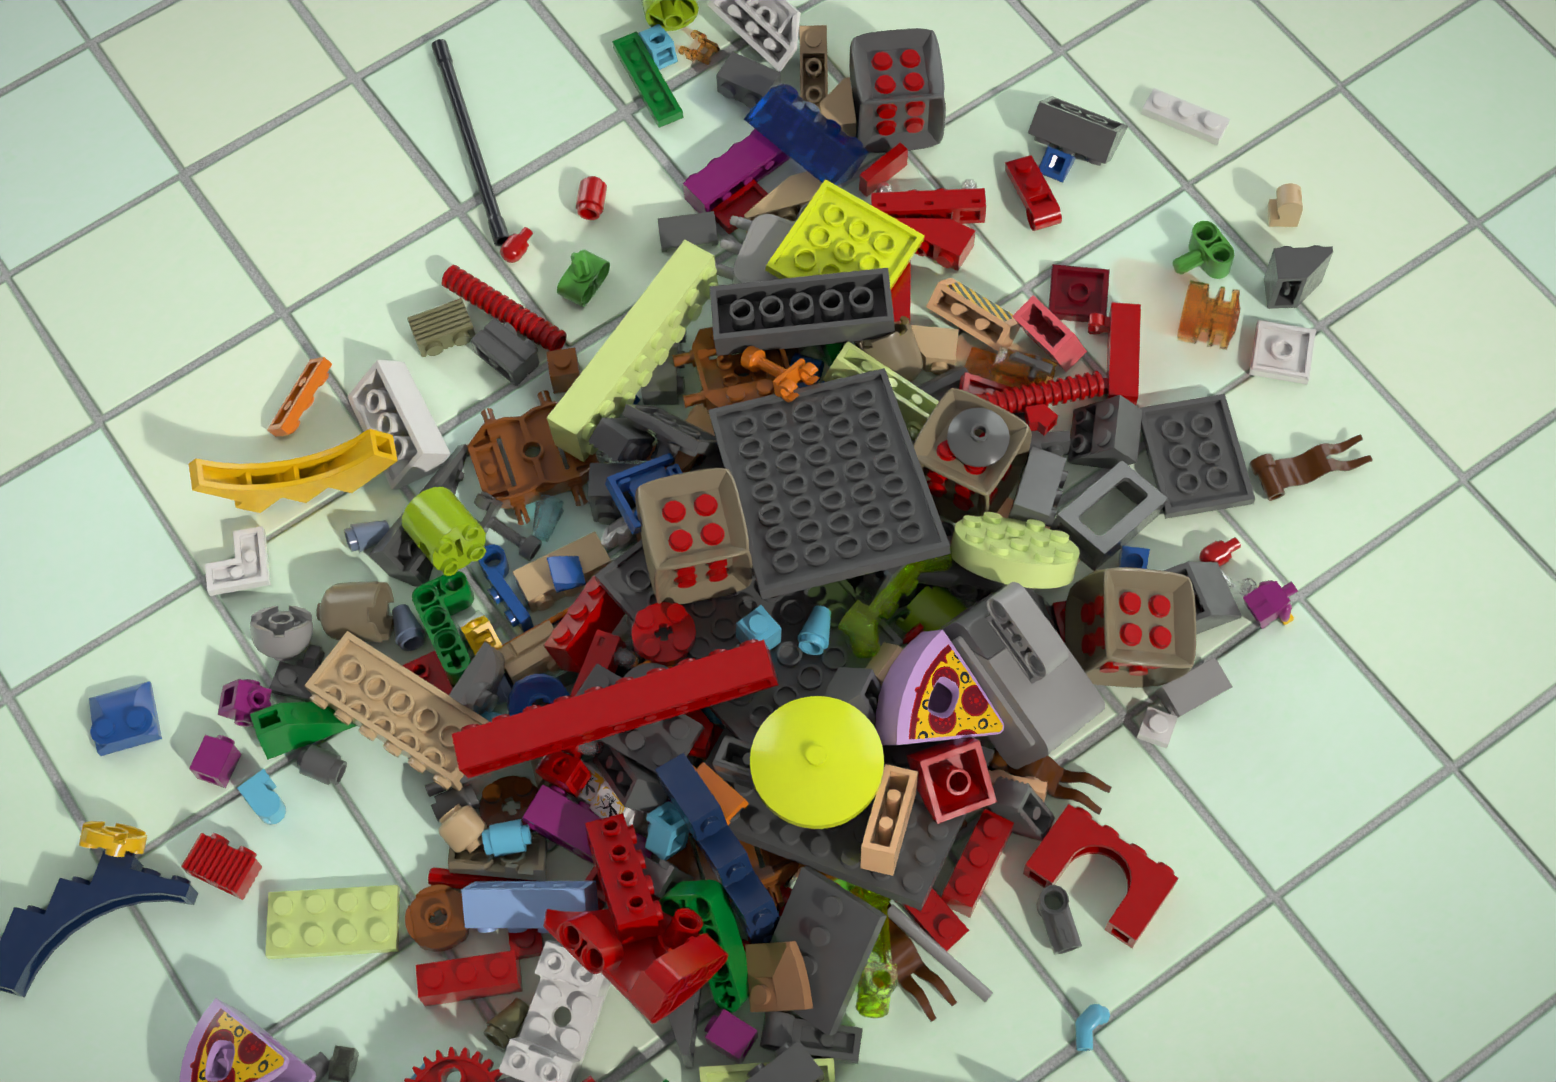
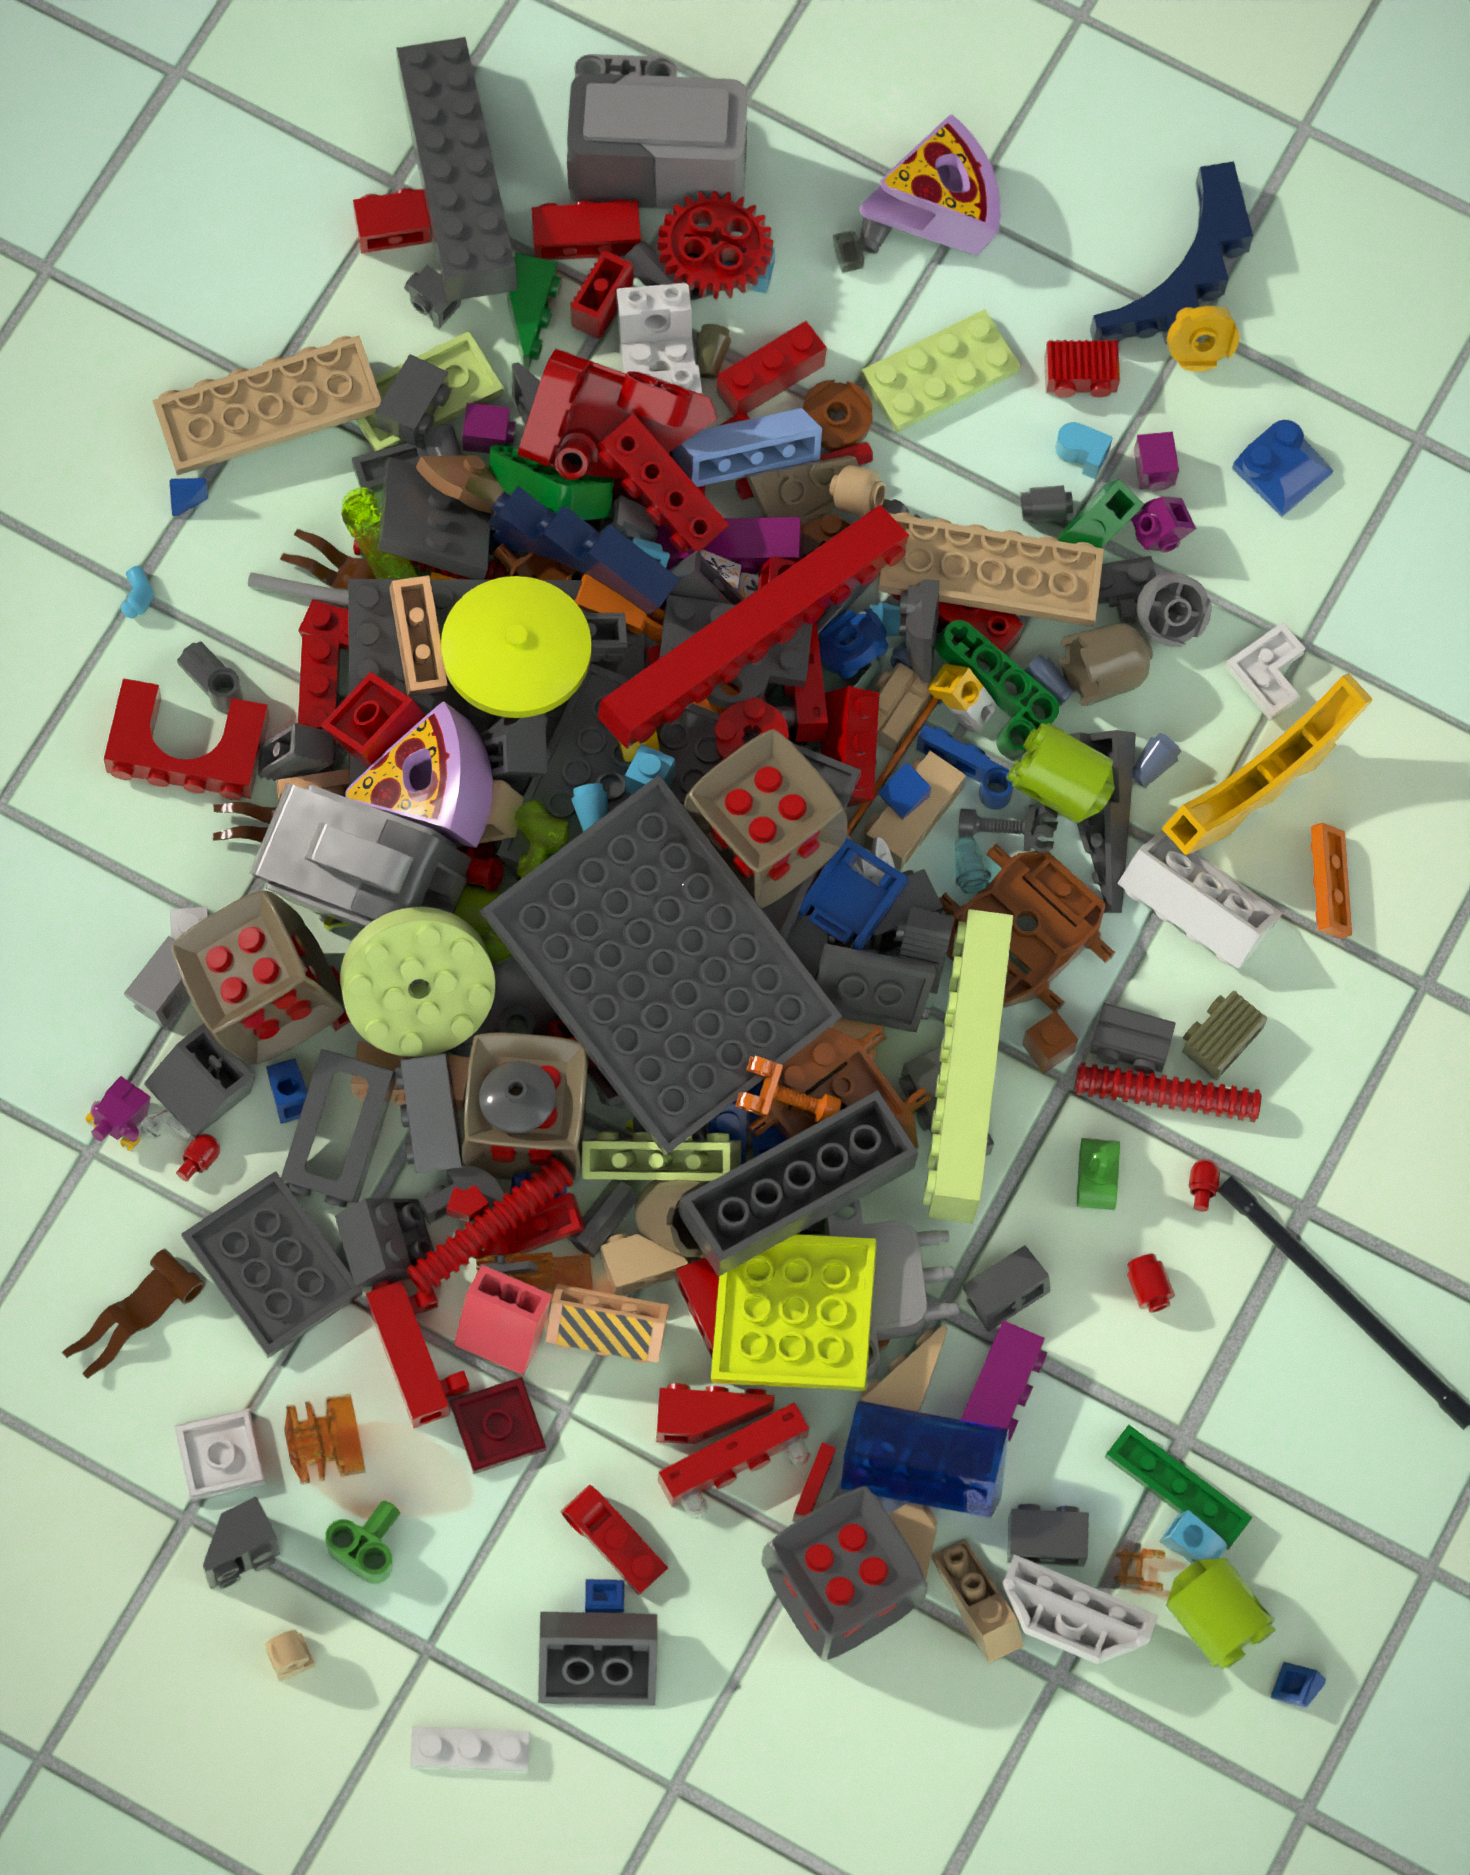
camera: 145 degrees right, 5 degrees up
(506, 838) = (808, 499): medium azure brick -> none
(738, 205) = (964, 1362): red tile -> none

